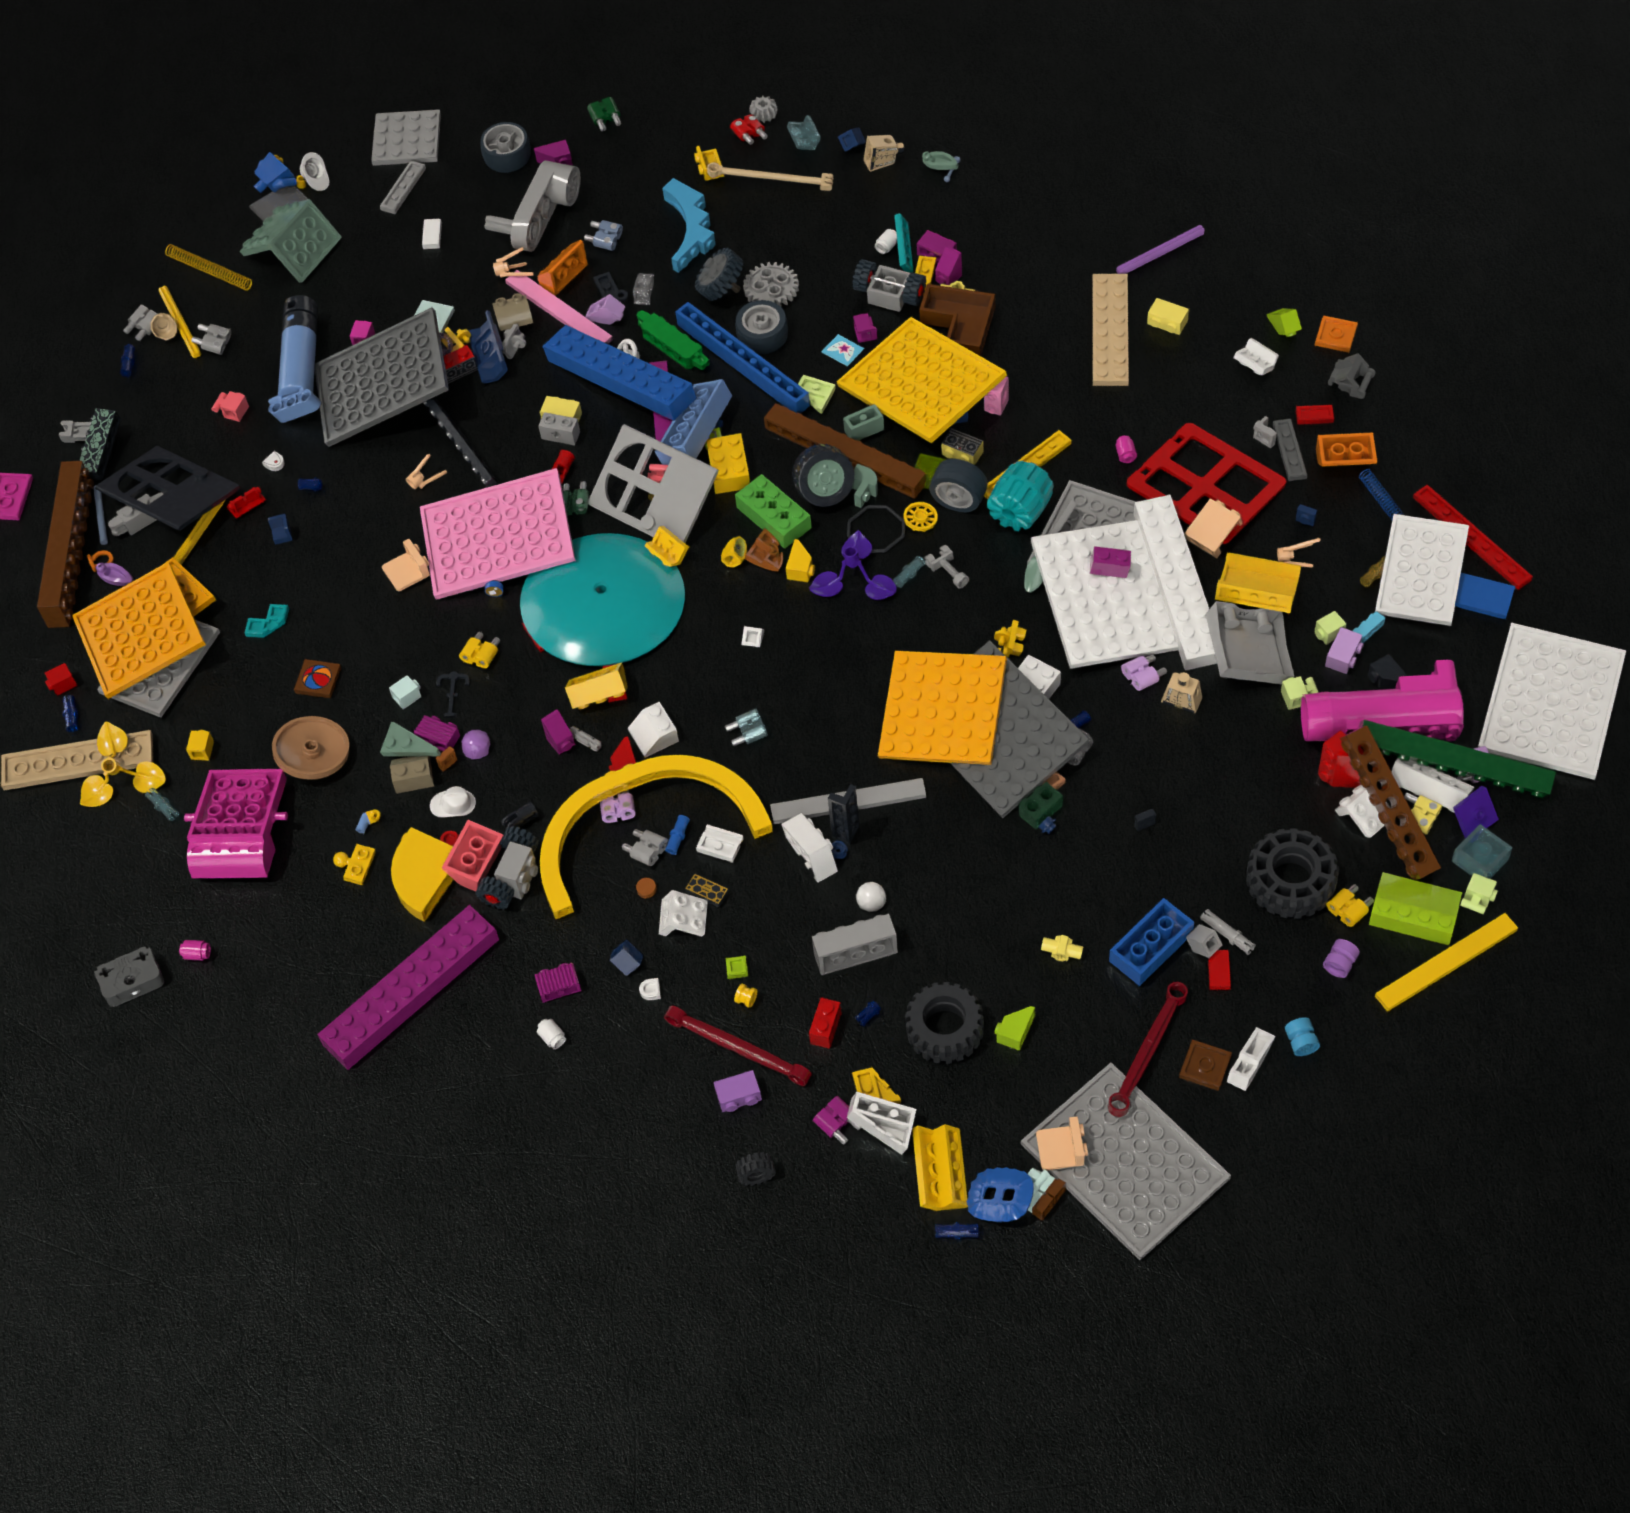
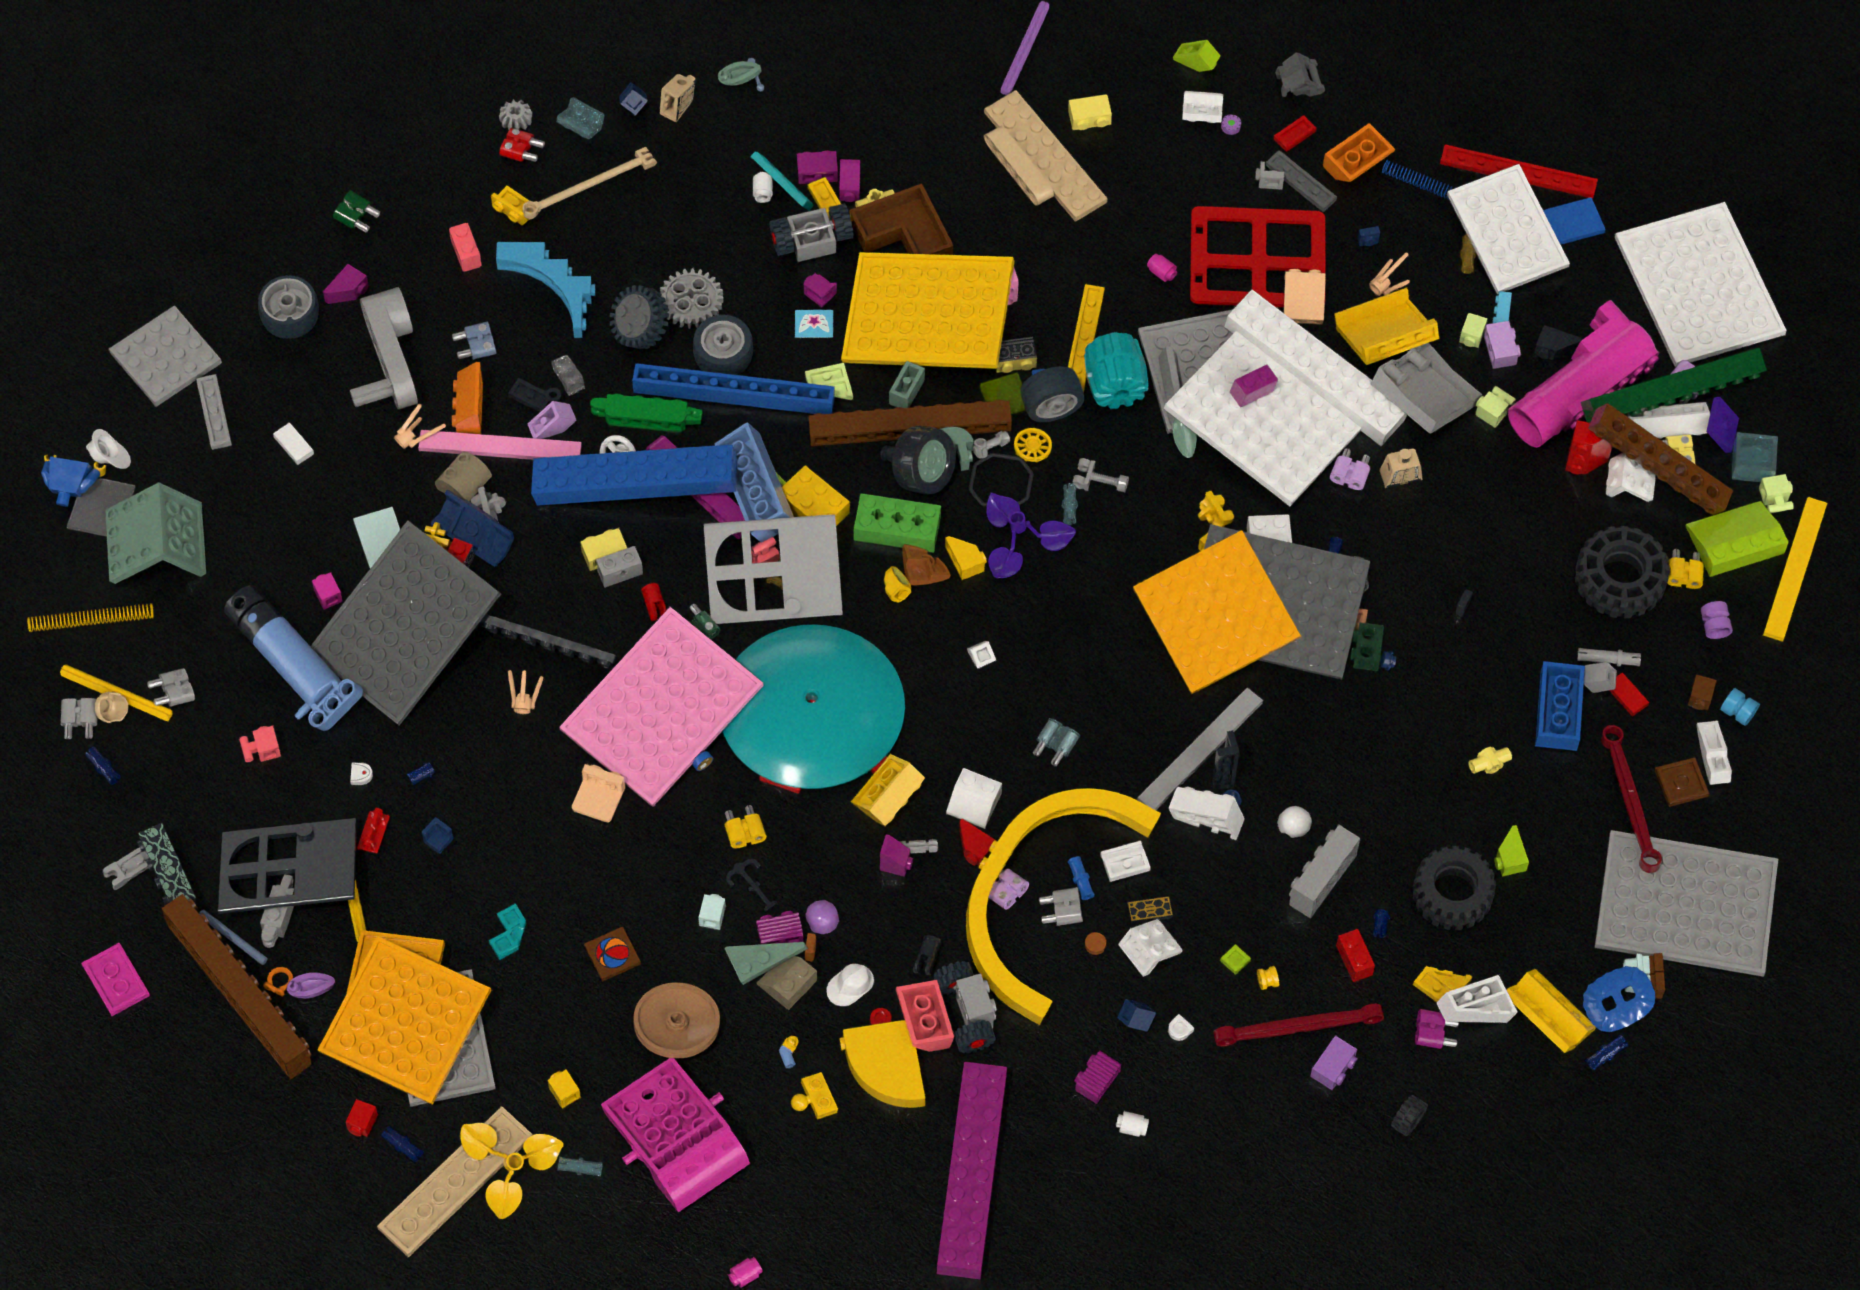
camera: 45 degrees left, 5 degrees up
(652, 172) = (465, 247): none -> coral brick
(667, 547) = (832, 618): yellow bracket -> none
(880, 497) = (981, 445): none -> light grey bar
(1062, 1146) = (1636, 924): light nougat bracket -> none
(1082, 324) = (1019, 165): none -> tan beam
(1270, 382) = (1231, 124): none -> medium lavender tile
(1280, 1006) = (1702, 692): none -> reddish brown brick
(1336, 334) = (1249, 41): orange tile -> none

